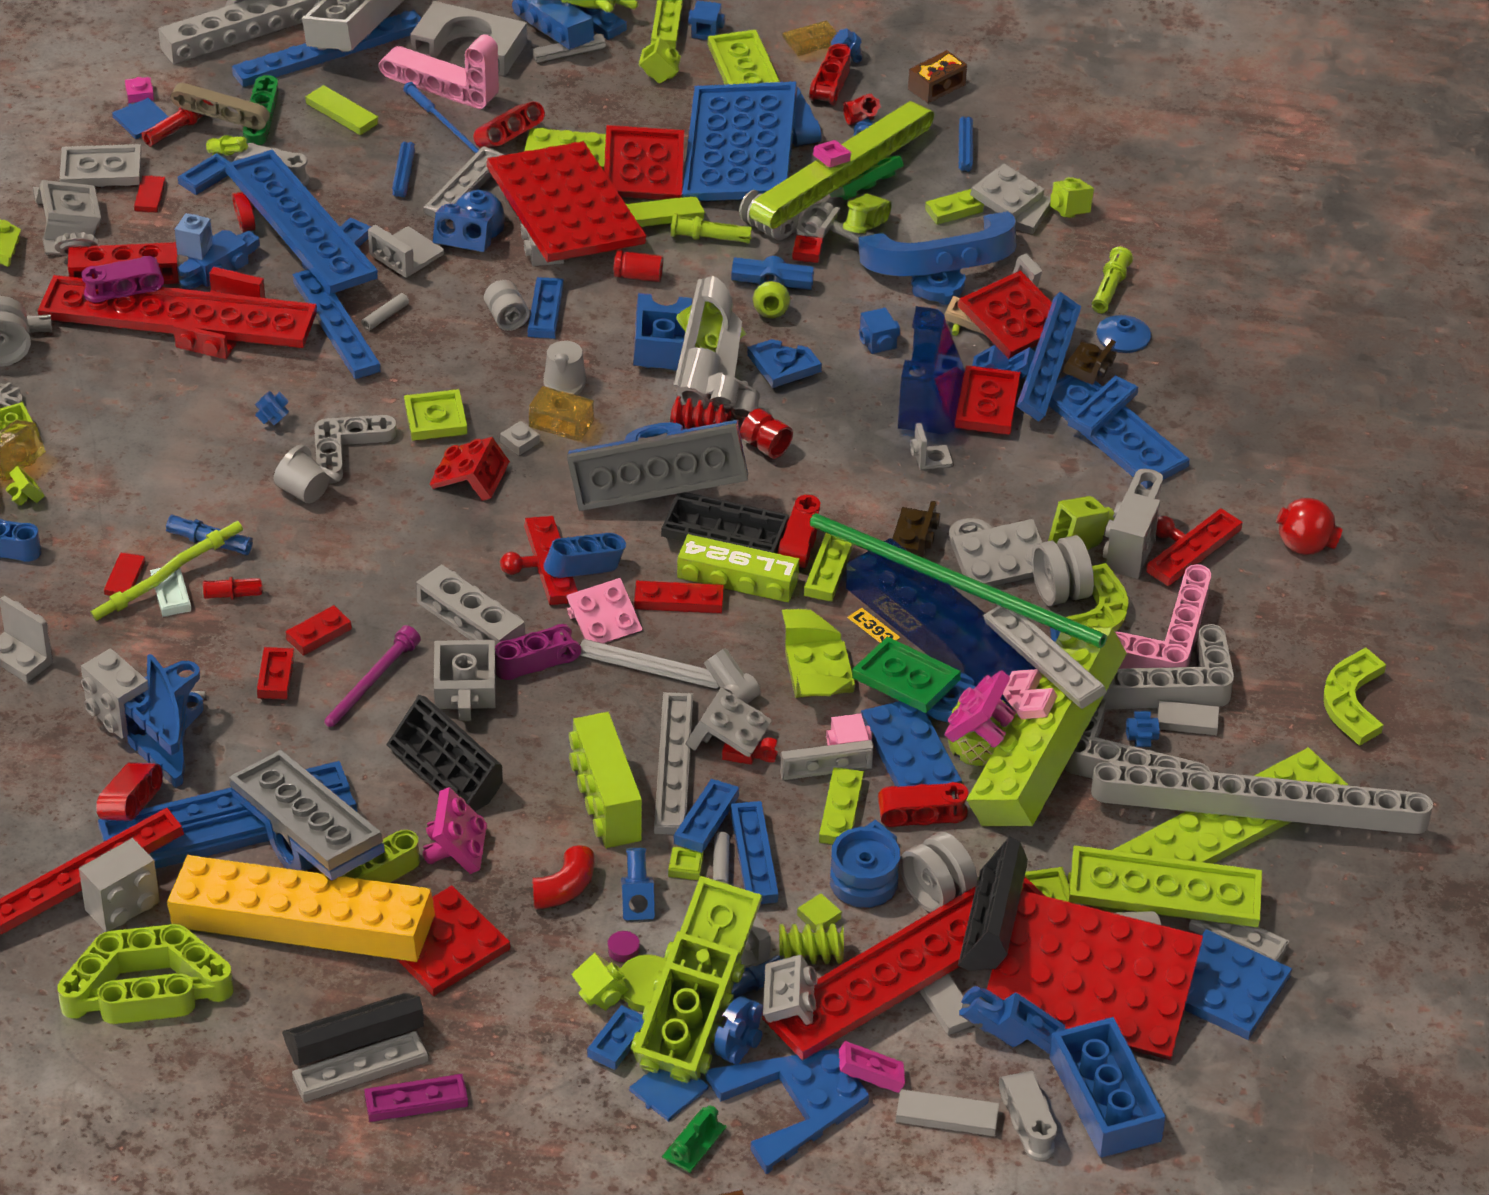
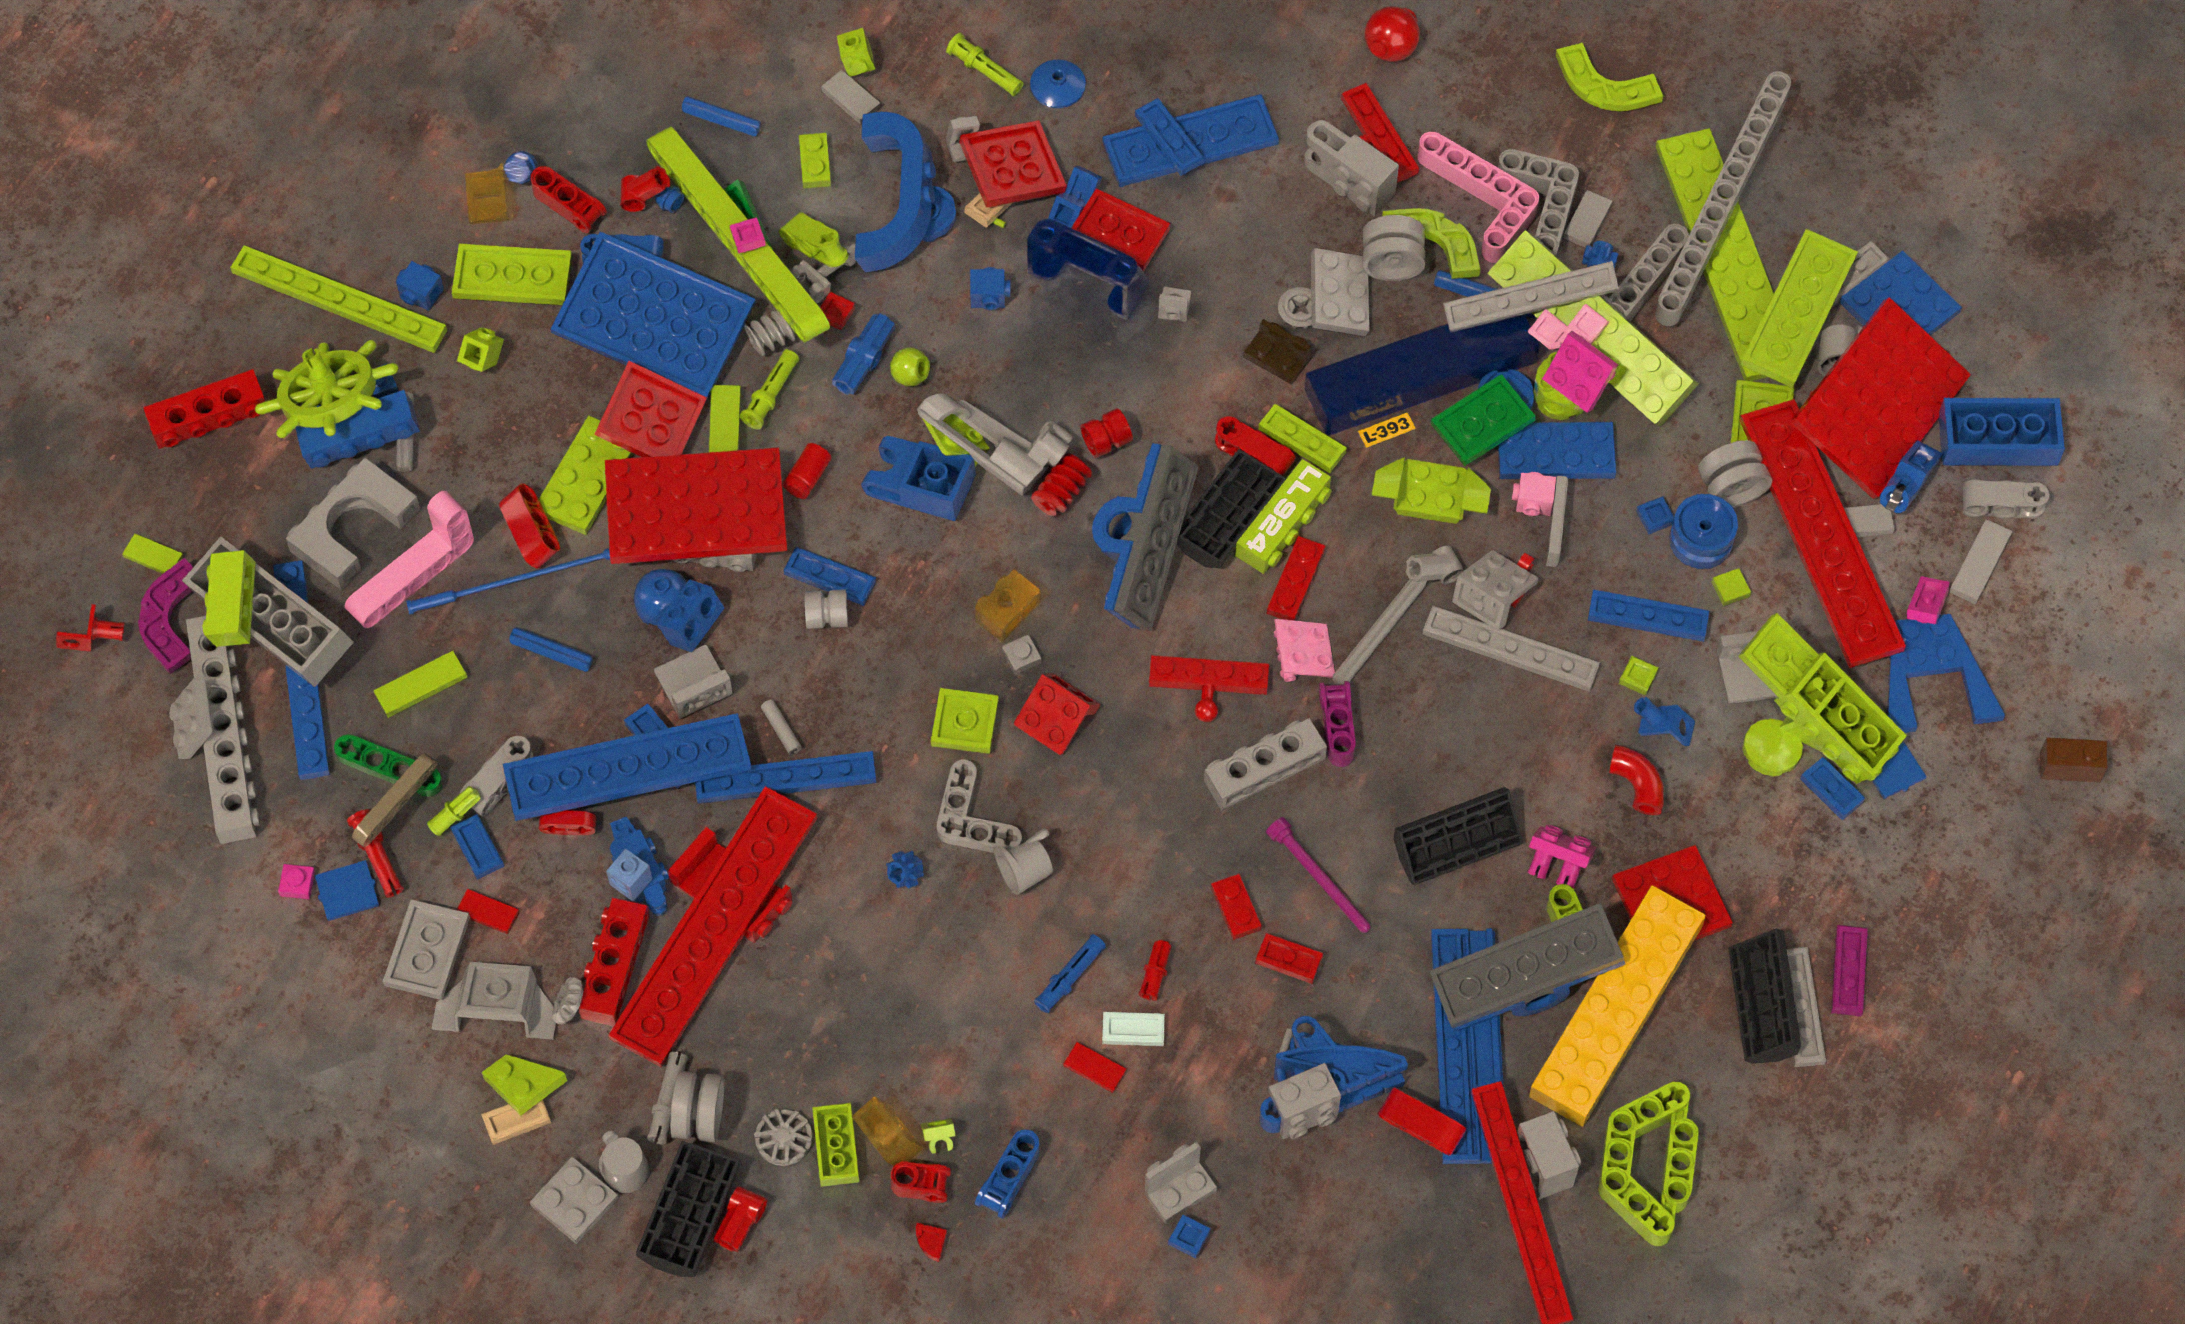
camera: 70 degrees left, 20 degrees up
(120, 600) = (1138, 1077): lime bar -> none
(122, 279) = (661, 963): magenta piece -> none
(464, 675) = (1375, 796): light grey hinge -> none
(467, 179) = (602, 596): light grey tile -> none
(565, 367) = (945, 585): light grey hat -> none
(584, 555) = (1232, 640): blue beam -> none
(600, 982) = (1773, 782): lime brick -> none
(606, 780) = (1539, 706): lime brick -> none
(623, 946) = (1724, 754): magenta tile -> none
(695, 1139) = (1959, 763): green hinge -> none
(706, 815) = (1595, 639): blue plate -> none
(721, 857) = (1645, 645): light grey piece -> none
(740, 1030) = (1873, 687): blue plate -> none
(782, 363) = (1000, 386): blue plate -> none
(789, 990) = (1846, 634): light grey bracket -> none
(812, 943) = (1774, 597): lime piece -> none
(840, 803) = (1608, 529): lime plate -> none
(922, 804) = (1634, 461): red piece -> none
(937, 76) = (607, 104): reddish brown brick -> none
(959, 581) = (1405, 335): green piece -> none
(994, 908) = (1808, 444): black piece -> none
(1007, 191) = (826, 105): light grey plate -> none
(1049, 356) = (1093, 155): blue plate -> none
(1082, 518) = (1331, 202): lime torso -> none
(1090, 361) = (1104, 123): dark brown bracket -> none

